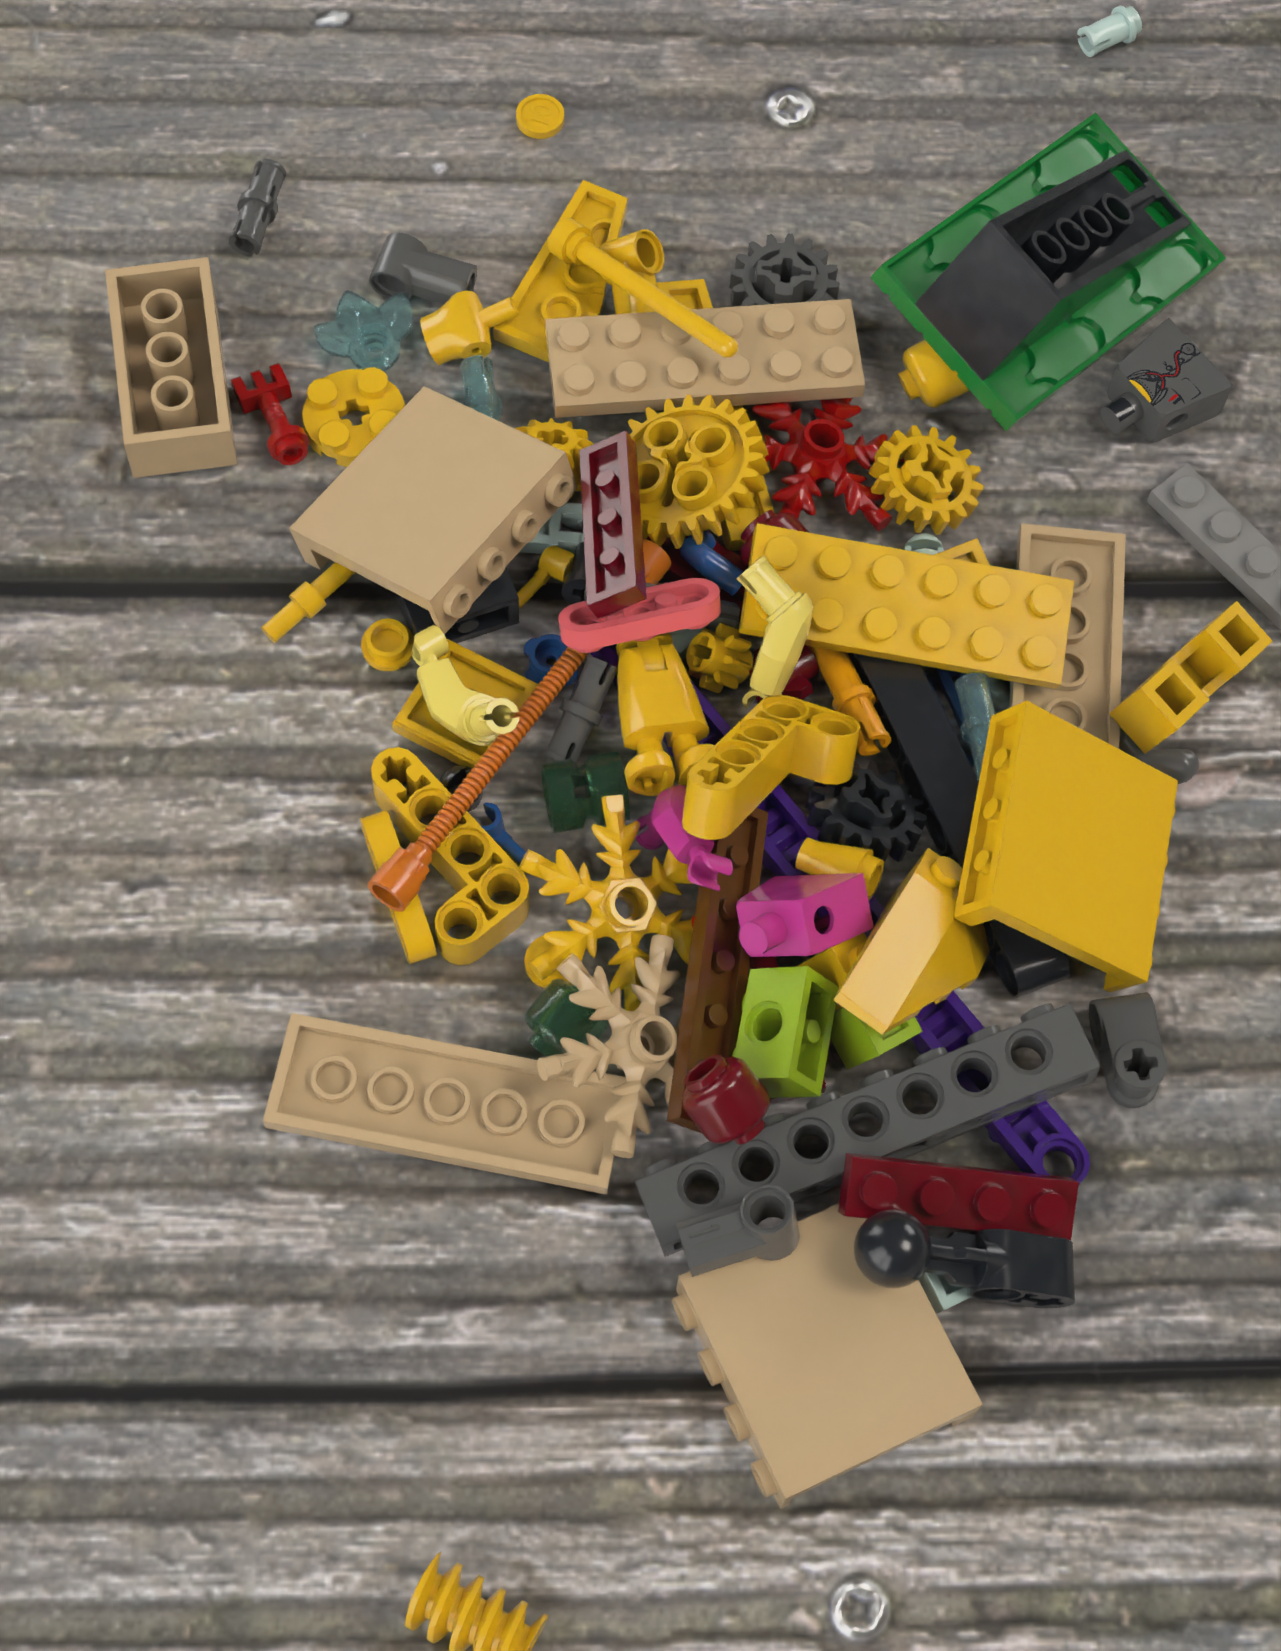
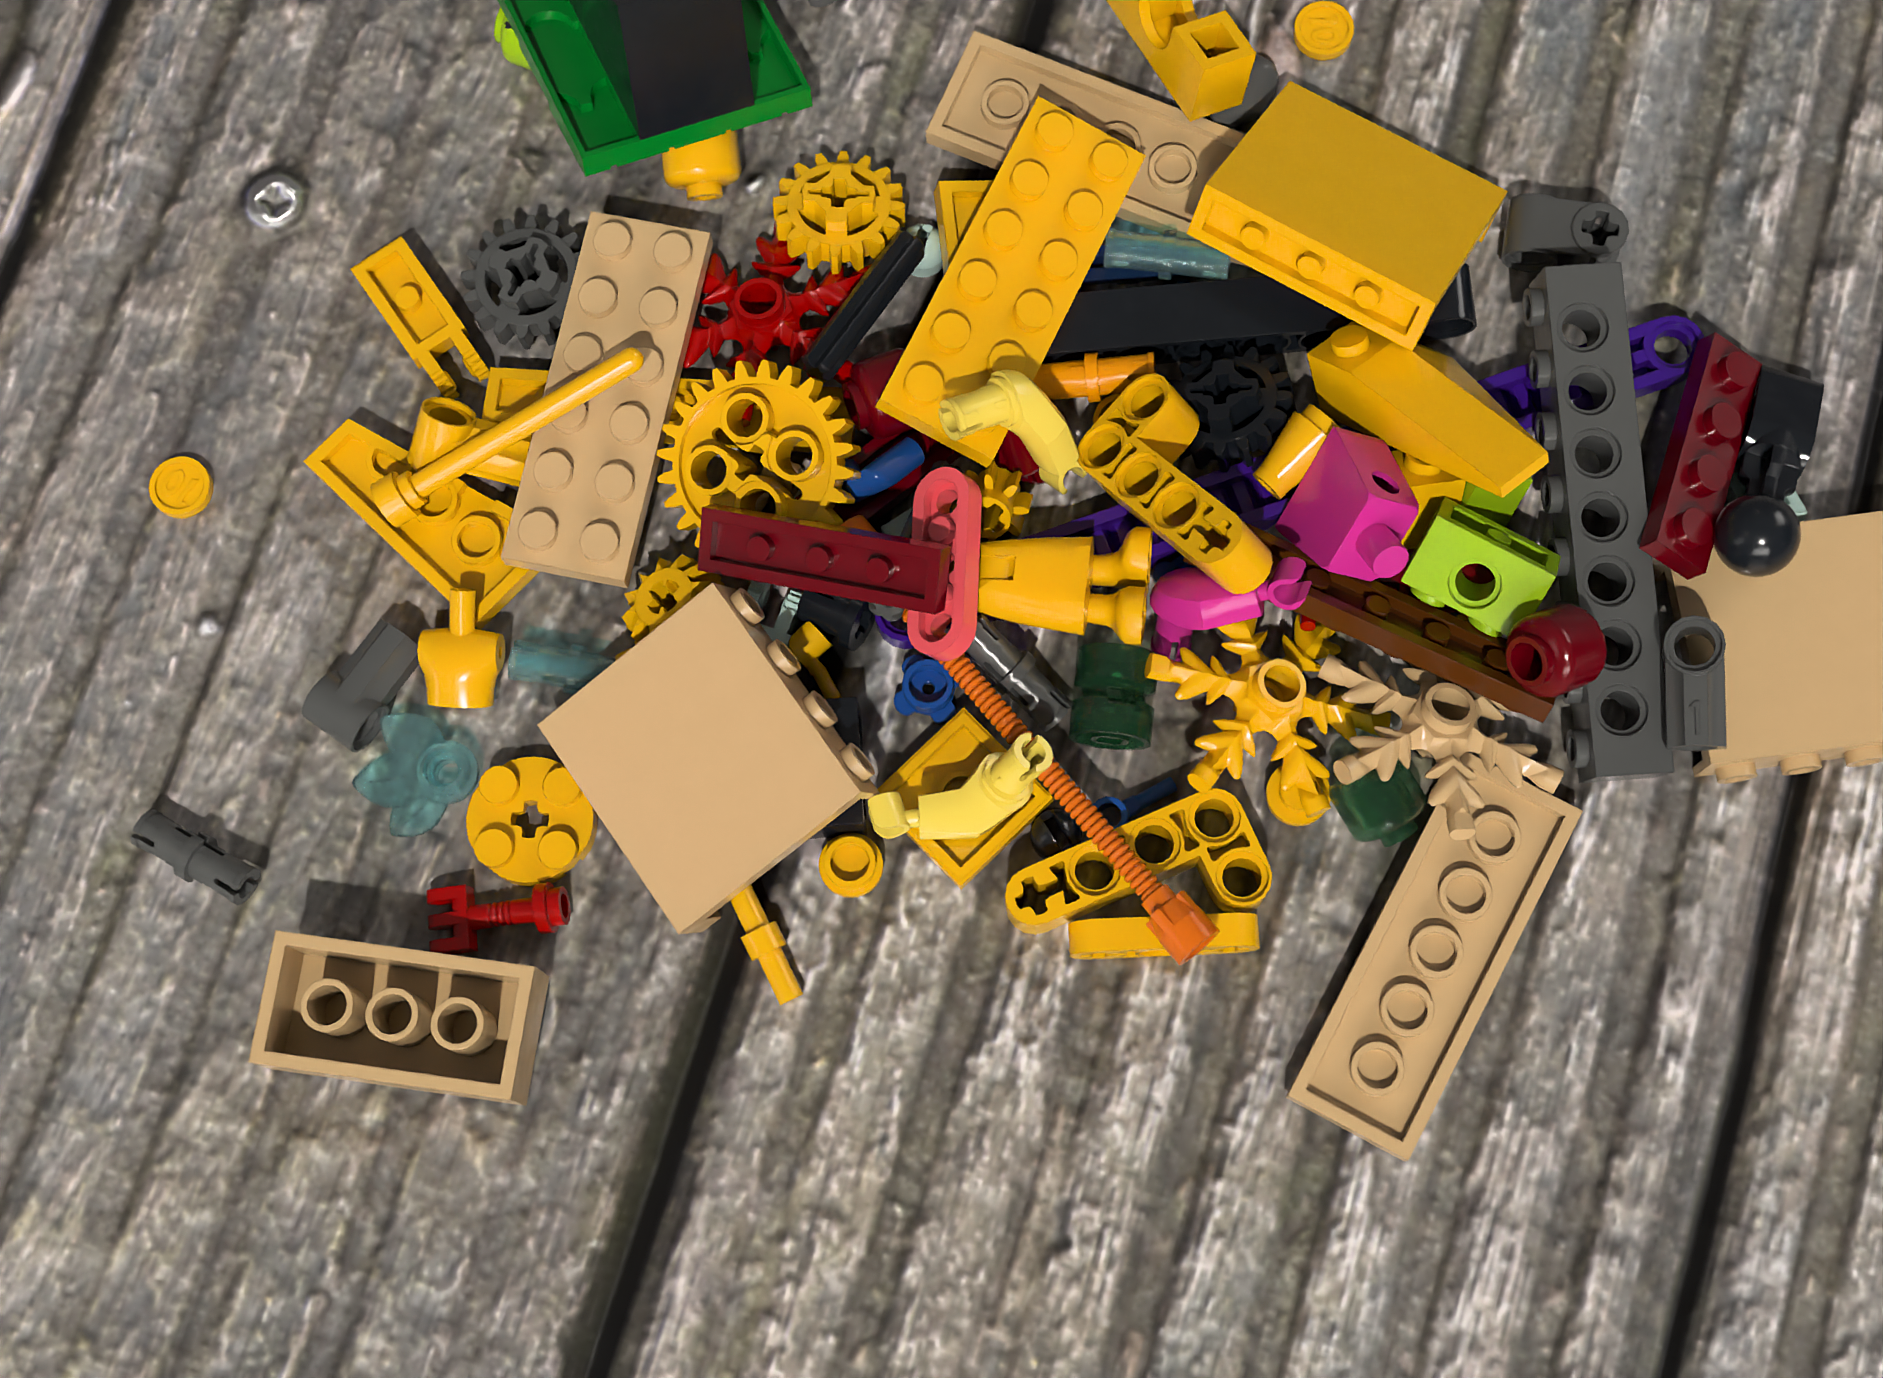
camera: 60 degrees left, 10 degrees up
(729, 222) = (417, 312): none -> yellow hinge
(846, 510) = (863, 306): none -> black axle
(1248, 811) = (1323, 30): none -> yellow piece

